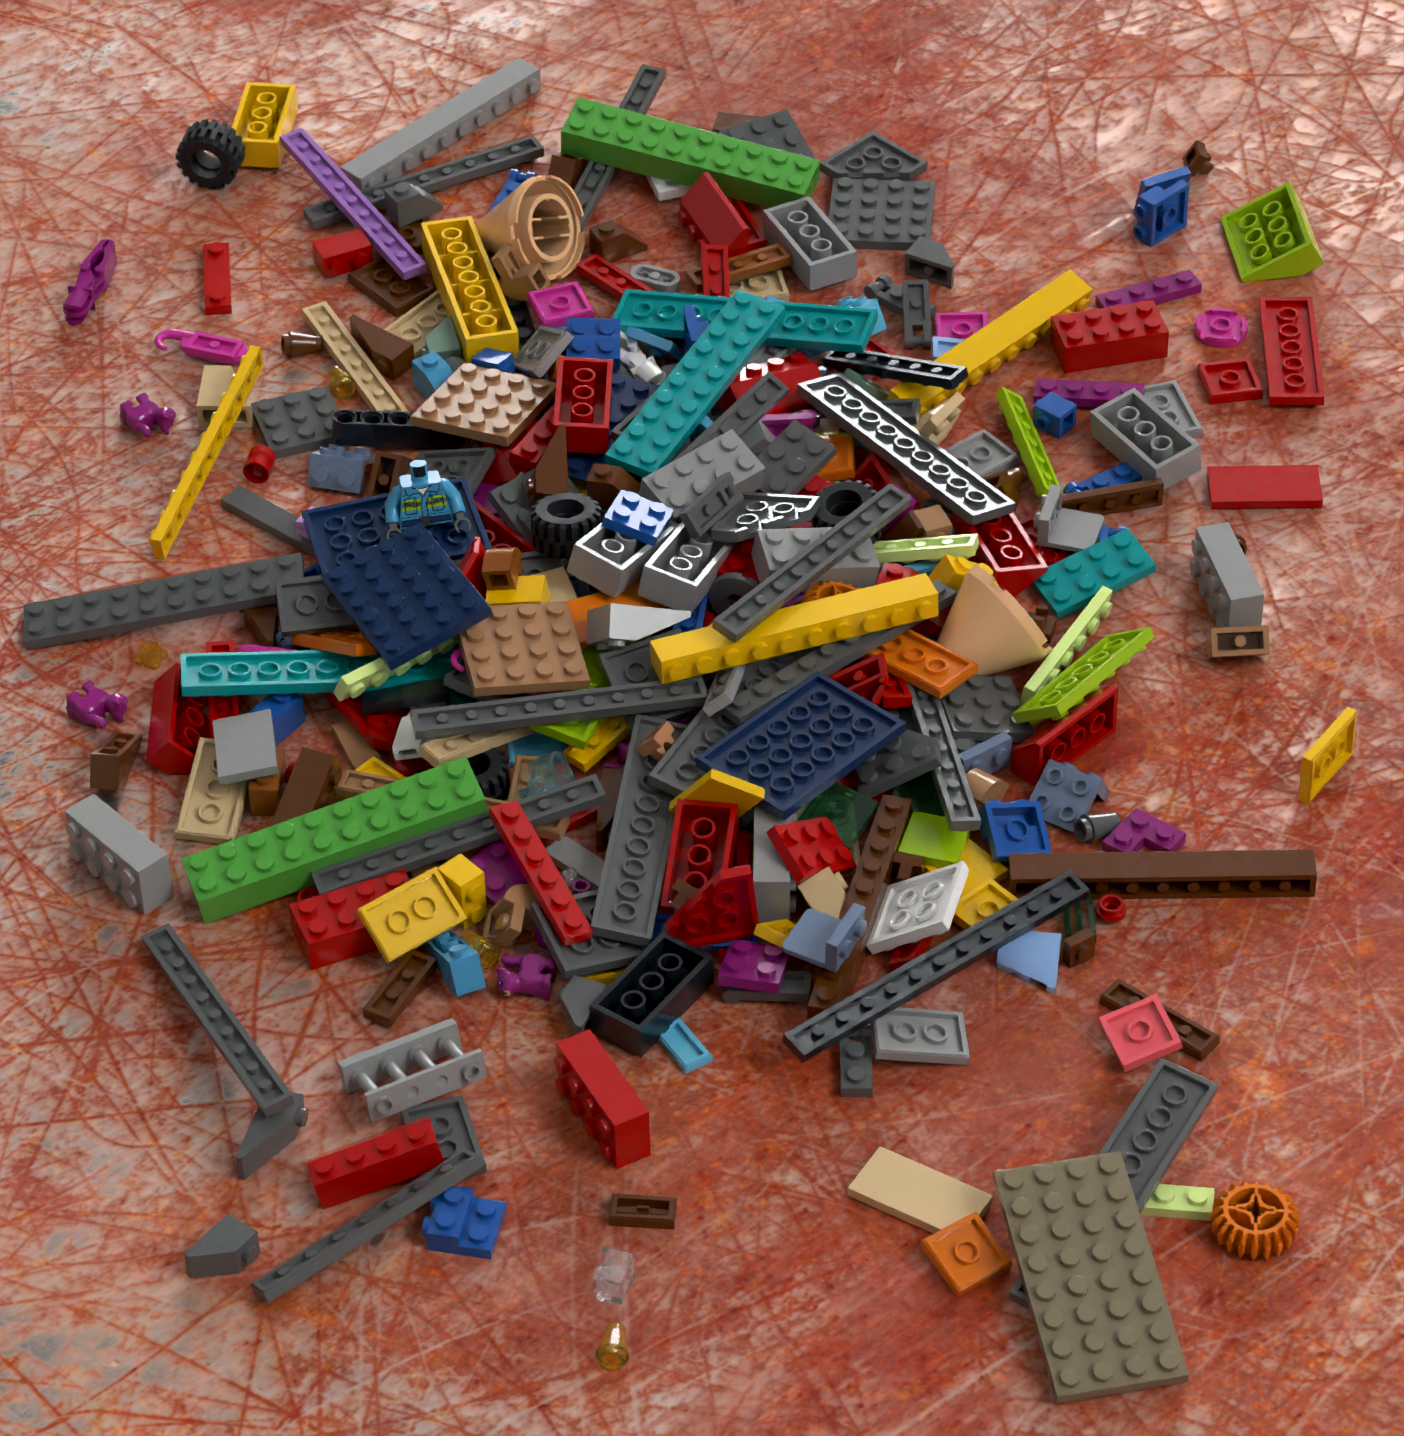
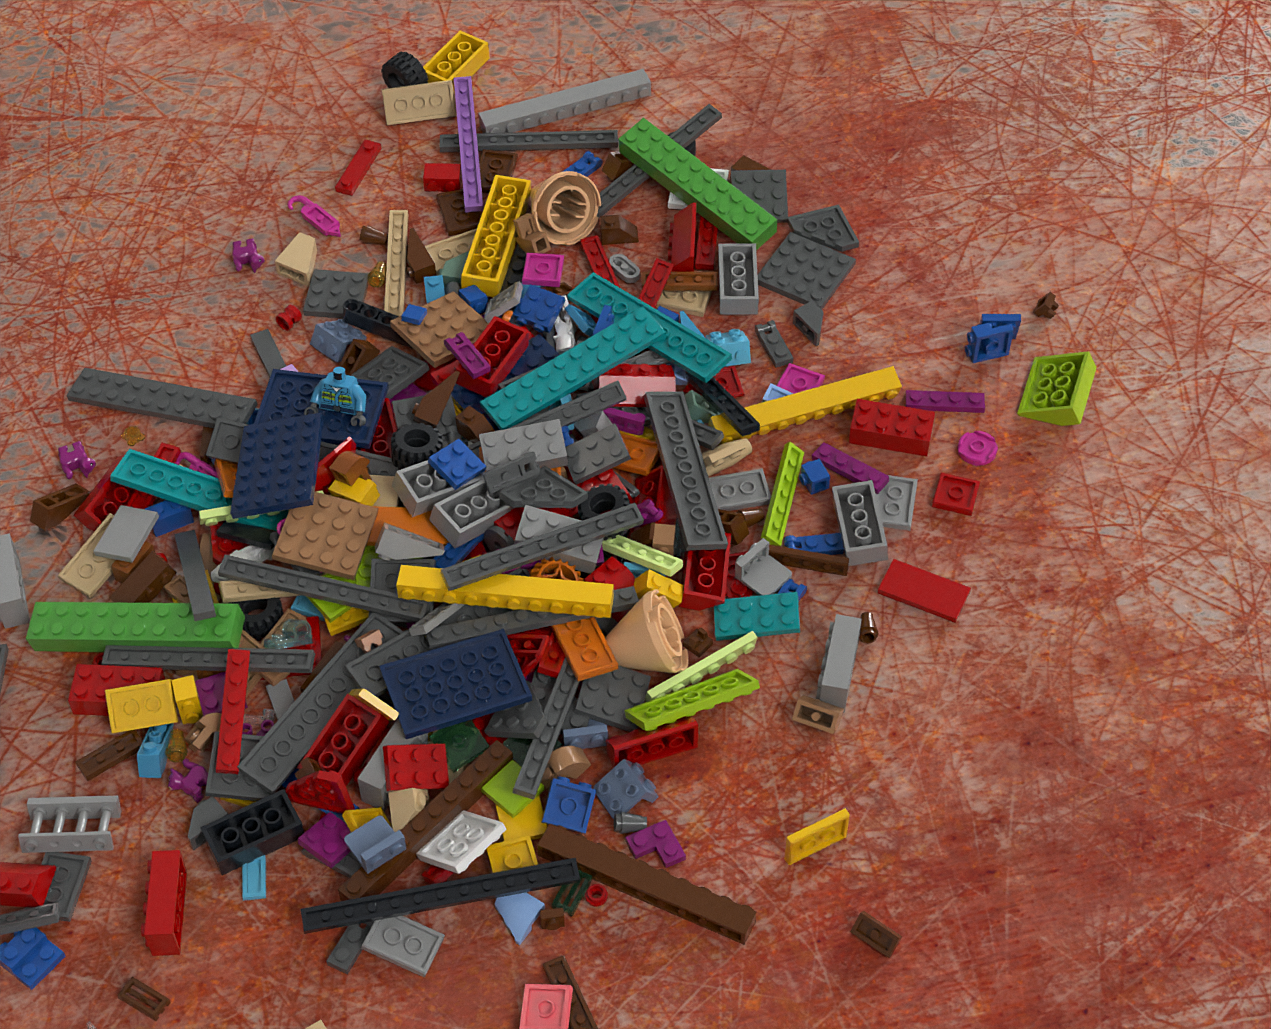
camera: 25 degrees right, 10 degrees up
(91, 281) = (282, 141): magenta arm -> none
(204, 457) = (256, 299): yellow plate -> none
(250, 179) = (419, 102): none -> tan tile
(377, 755) = (195, 575): none -> dark grey tile
(409, 203) = (505, 155): dark grey slope -> none
(441, 396) = (414, 314): none -> blue tile
(560, 403) = (467, 355): none -> magenta plate
(907, 866) = (481, 804): reddish brown tile -> none
(916, 313) = (772, 360): dark grey plate -> none
(1291, 351) = (1012, 486): red plate -> none

